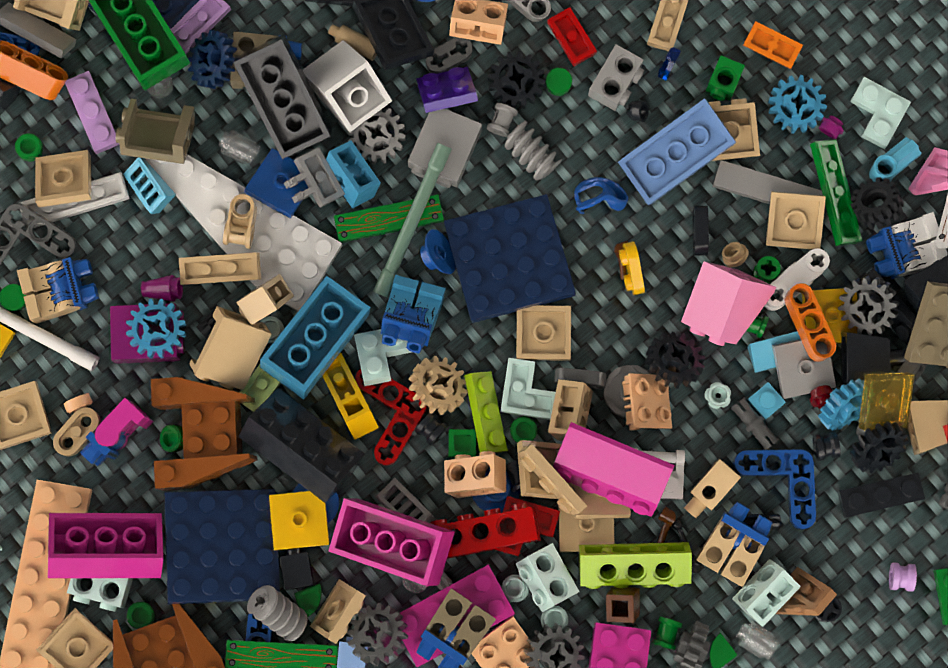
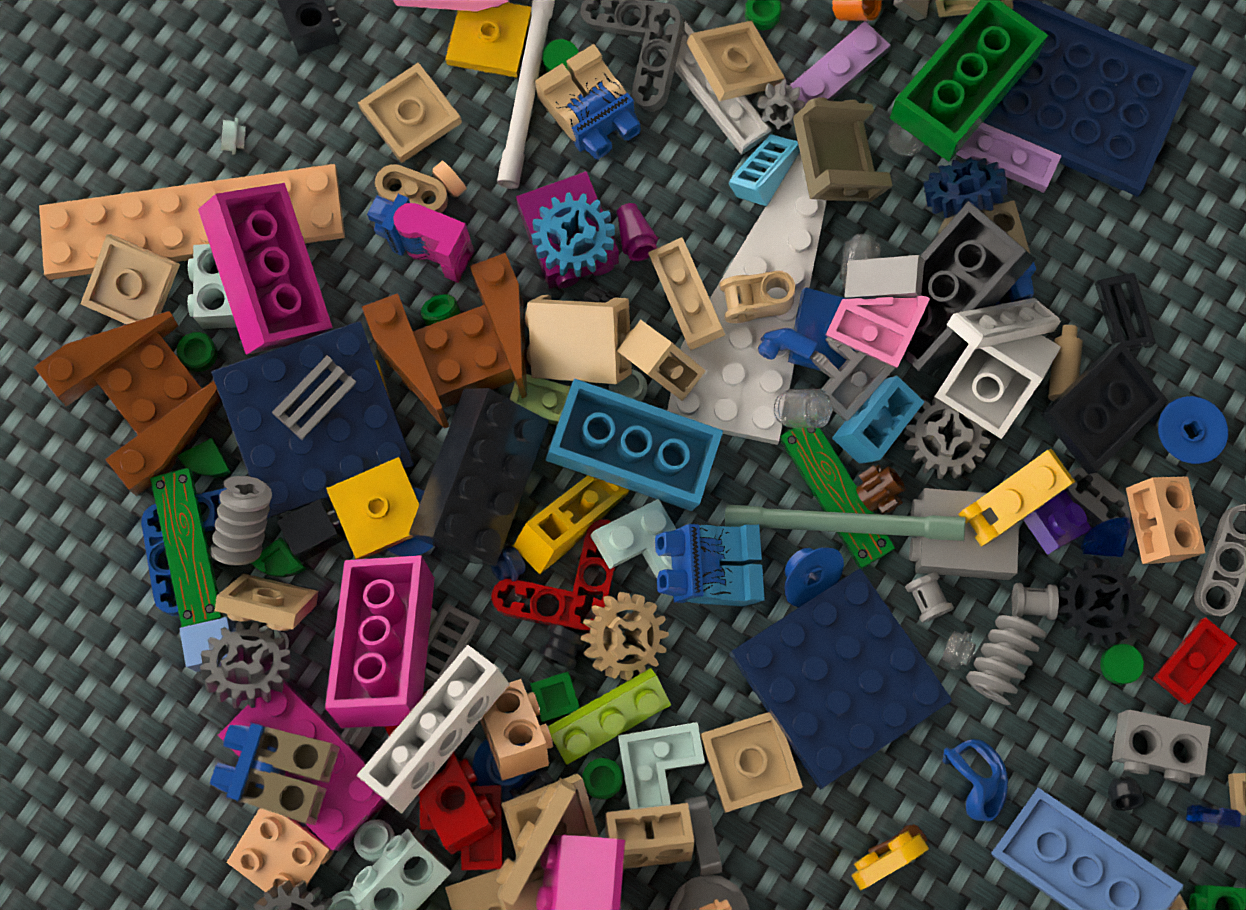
camera: 75 degrees right, 5 degrees down
(107, 159) = (782, 95): none -> light grey gear
(221, 534) = (337, 373): none -> light grey tile
(221, 630) = (205, 460): none -> green tile
(261, 135) = (885, 277): none -> tile
(277, 213) = (785, 339): none -> blue arm
(292, 150) = (878, 325): none -> bright pink wing
(318, 70) = (1003, 323): none -> white tile
(327, 219) = (803, 408): none -> clear brick
(366, 445) = (509, 564): none -> dark blue plate
(397, 189) = (880, 488): none -> reddish brown gear
(436, 104) = (1018, 496): none -> yellow plate
(462, 521) = (434, 729): none -> white brick
(477, 59) = (1107, 538): none -> clear blue tile
(477, 184) = (929, 597): none -> light grey bush
(517, 178) = (959, 650): none -> clear plate

